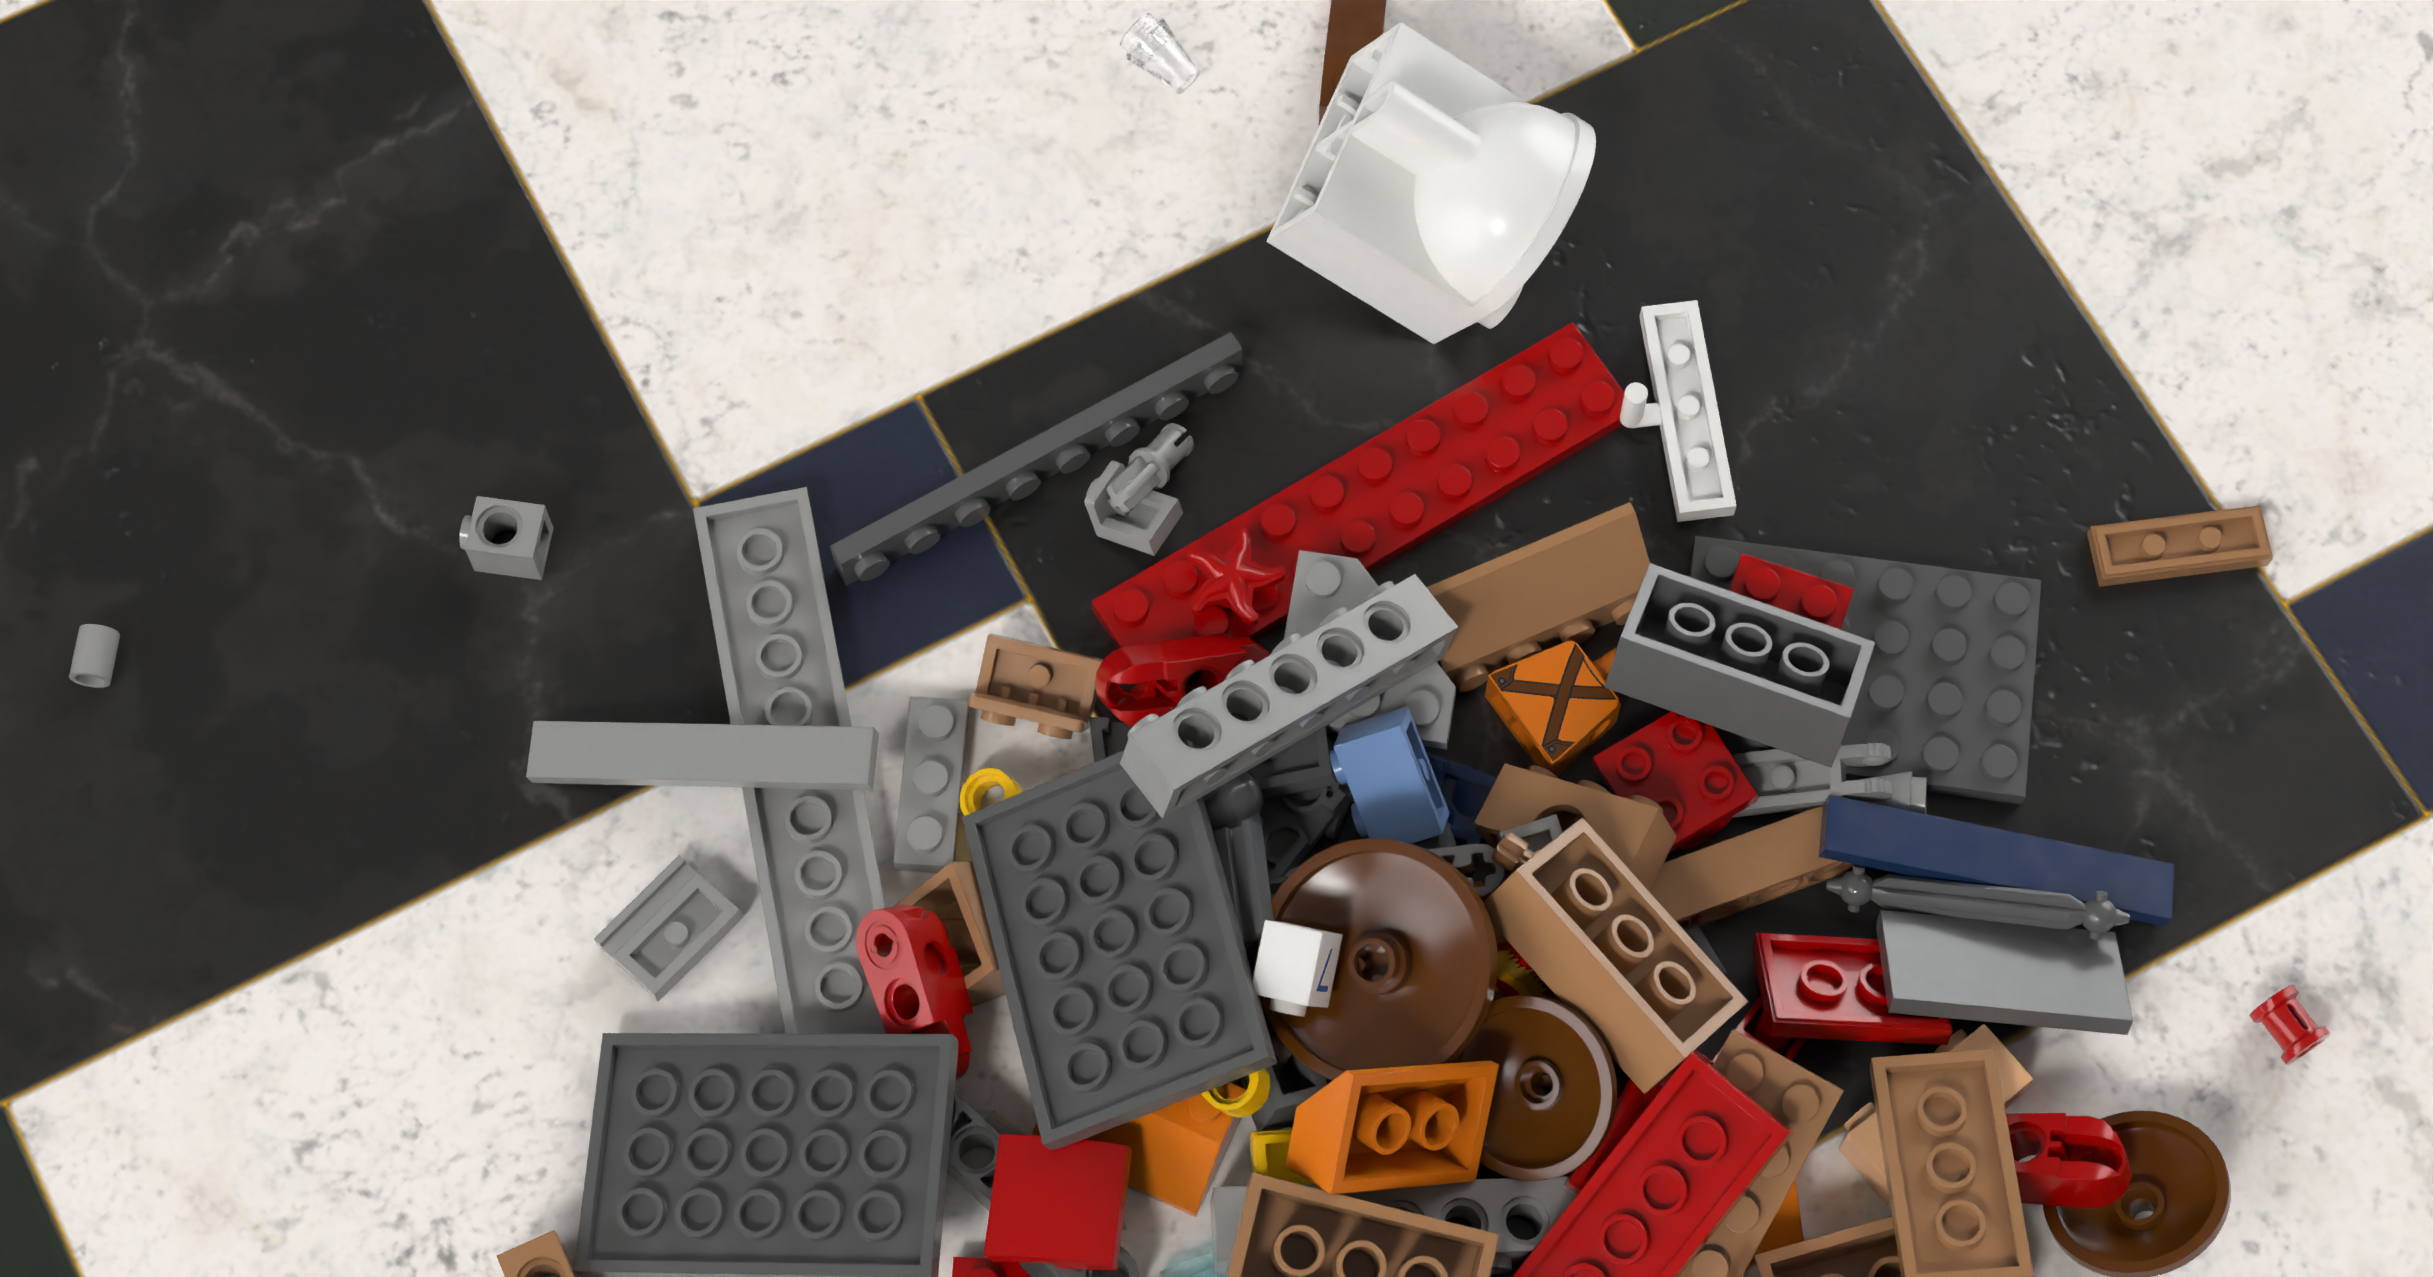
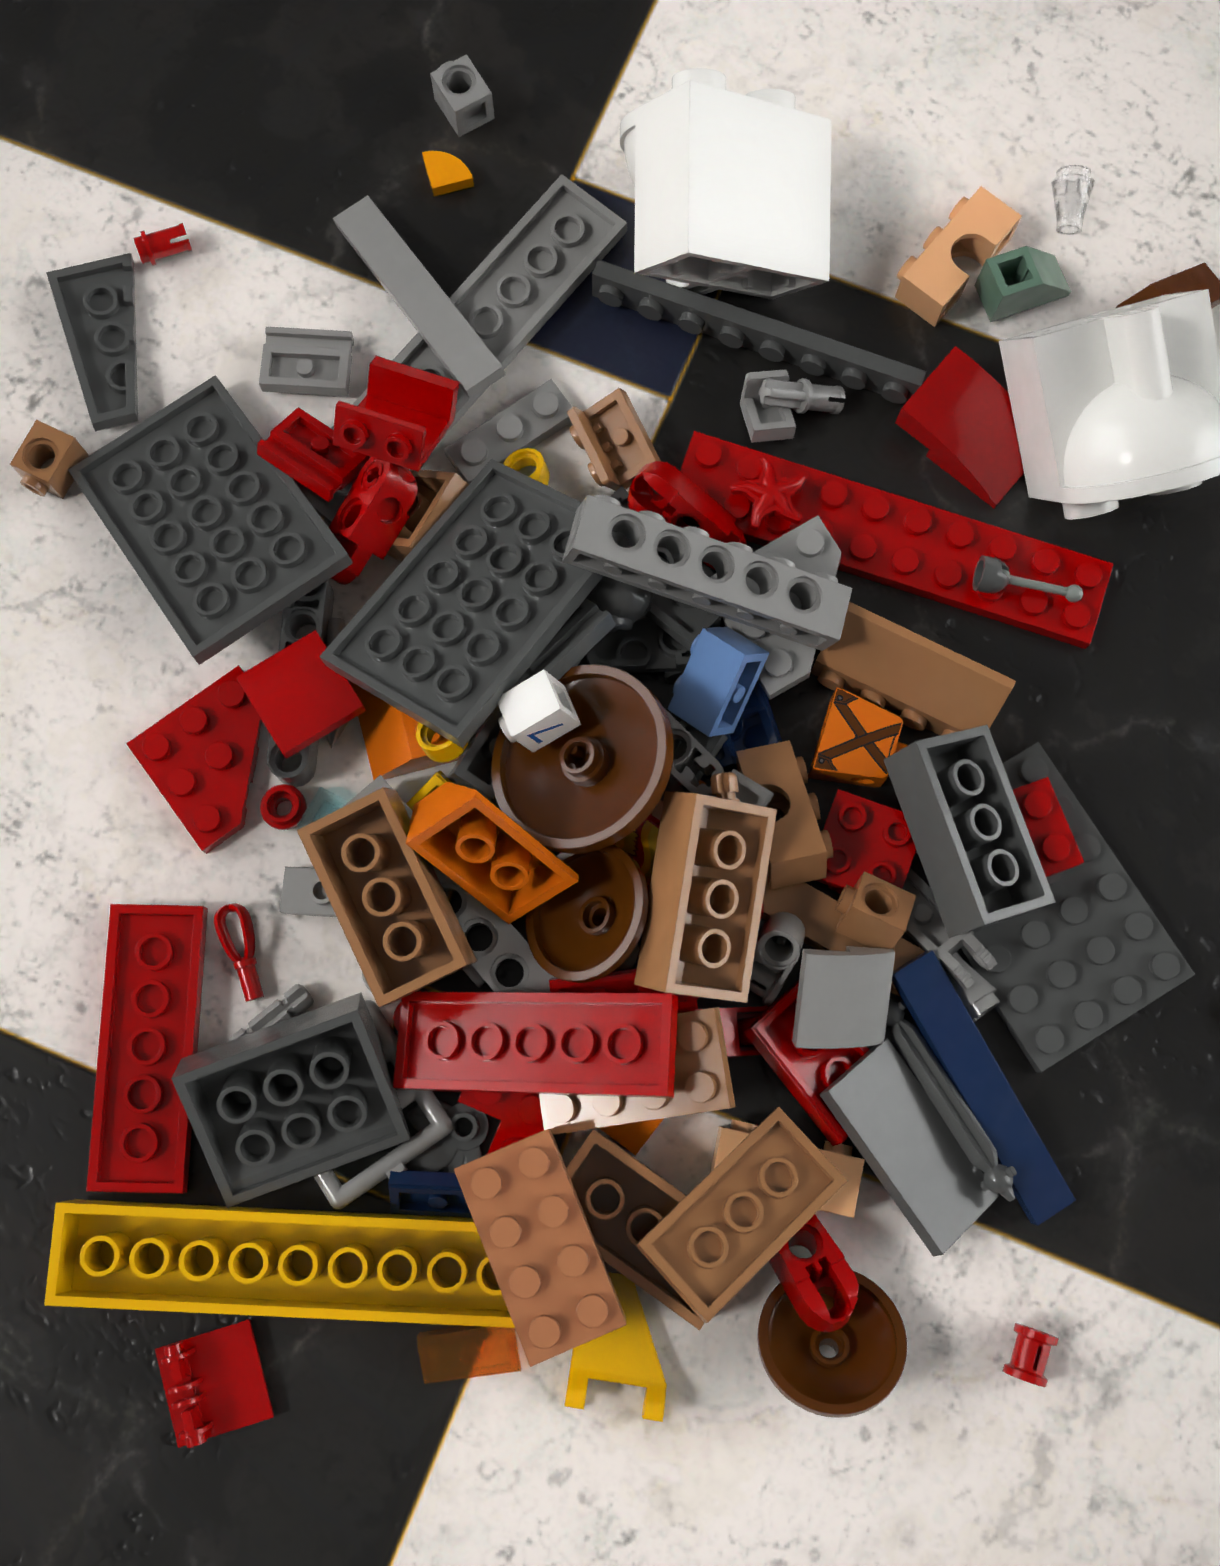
camera: 50 degrees right, 10 degrees up
(392, 977) = (158, 245): none -> red pin
(426, 1116) = (100, 330): none -> dark grey wing
(575, 623) = (446, 172): none -> light orange tile
(797, 992) = (305, 452): none -> red plate
(837, 869) = (399, 416): none -> red panel
(889, 359) = (729, 188): none -> white piece
(1133, 248) = (976, 230): none -> light nougat arch
(1209, 172) = (1019, 282): none -> sand green slope
(1316, 341) = (966, 426): none -> red slope
(1497, 441) = (993, 576): none -> hinge
(1684, 410) = (1114, 672): white plate -> none
(1725, 943) = (773, 961): none -> light grey piece
(1750, 817) = (874, 912): none -> medium nougat brick
(1811, 913) = (843, 998): none -> light grey slope

